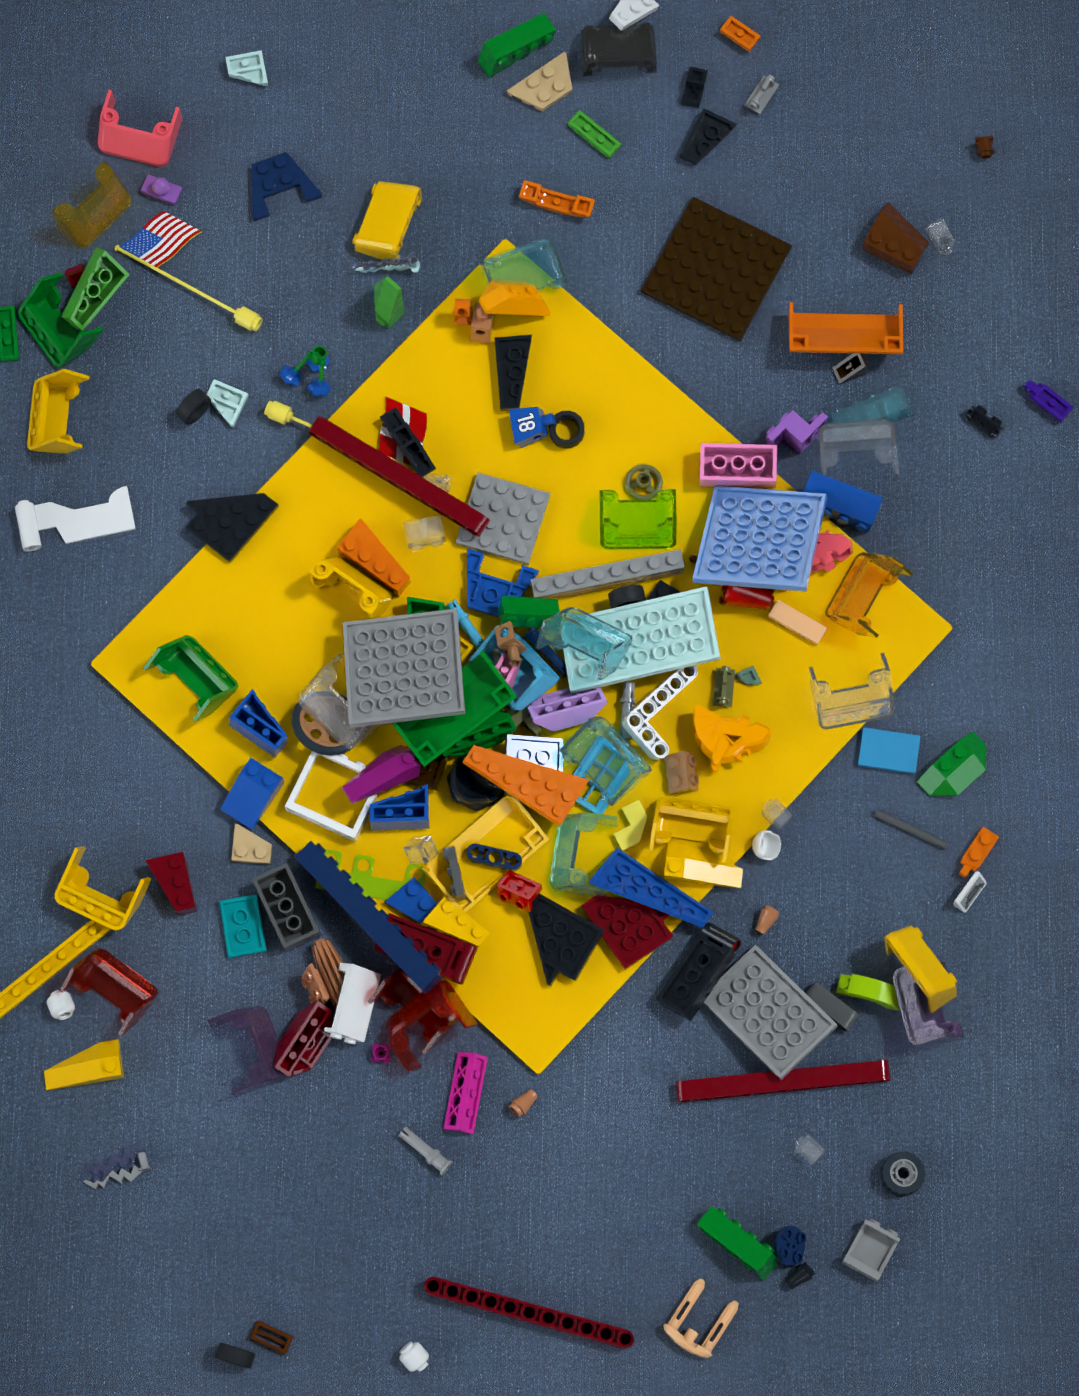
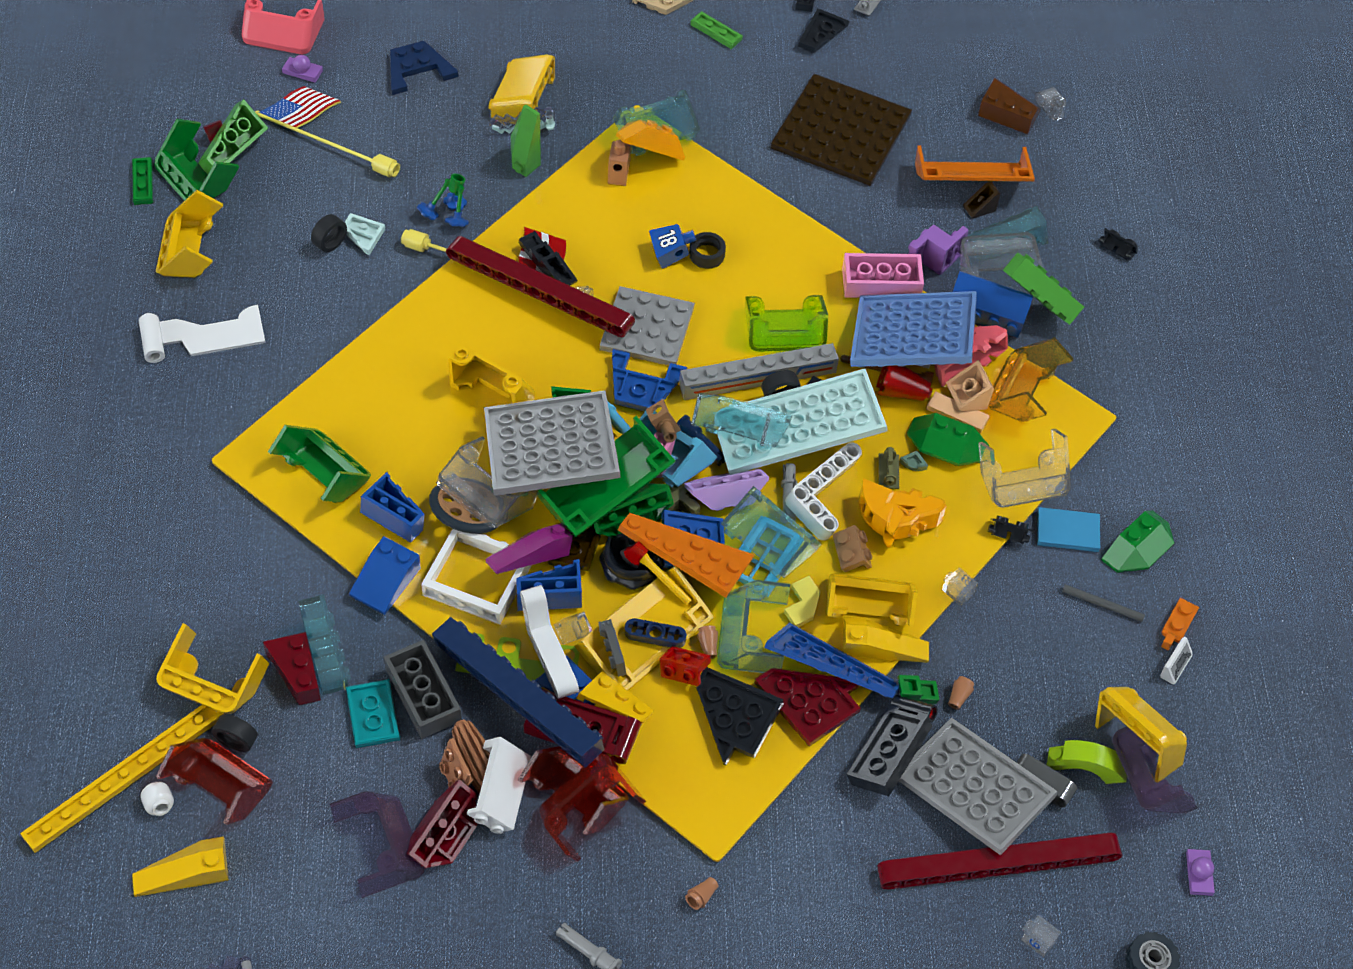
camera: 10 degrees left, 20 degrees down
(96, 212) = (233, 79): clear yellow windscreen -> none
(124, 947) = (234, 733): none -> black tyre
(199, 862) = (323, 644): none -> clear light blue wedge
(230, 522) = (364, 331): black wing -> none
(250, 847) = (381, 633): tan wing -> none
(371, 556) = (514, 354): orange wedge -> none
(380, 1048) = (531, 837): magenta plate -> none
(397, 873) = (546, 643): none -> white beam
(424, 532) = (567, 336): clear brick -> none
(463, 312) = (599, 153): orange leg -> none
(469, 1092) = (638, 882): dark pink fence -> none
(480, 783) = (638, 554): none -> piece
(512, 361) = (649, 200): black wing -> none
(526, 610) = (677, 398): green brick -> none
(542, 866) = (708, 640): none -> nougat cone
(555, 201) = (682, 78): orange slope -> none
(643, 475) = (788, 292): olive piece -> none
(728, 916) = (918, 689): none -> green slope
(766, 845) = (951, 617): white hair -> none
(781, 656) = (946, 439): none -> green wedge
(813, 604) = (971, 388): none -> light nougat slope
(840, 755) = (1018, 531): none -> black hinge
(894, 488) = (1043, 288): none -> bright green wedge
(957, 1095) = (1200, 872): none -> medium lavender tile
(984, 147) = (1080, 36): reddish brown brick -> none
(1048, 400) = (1176, 227): dark purple hinge -> none

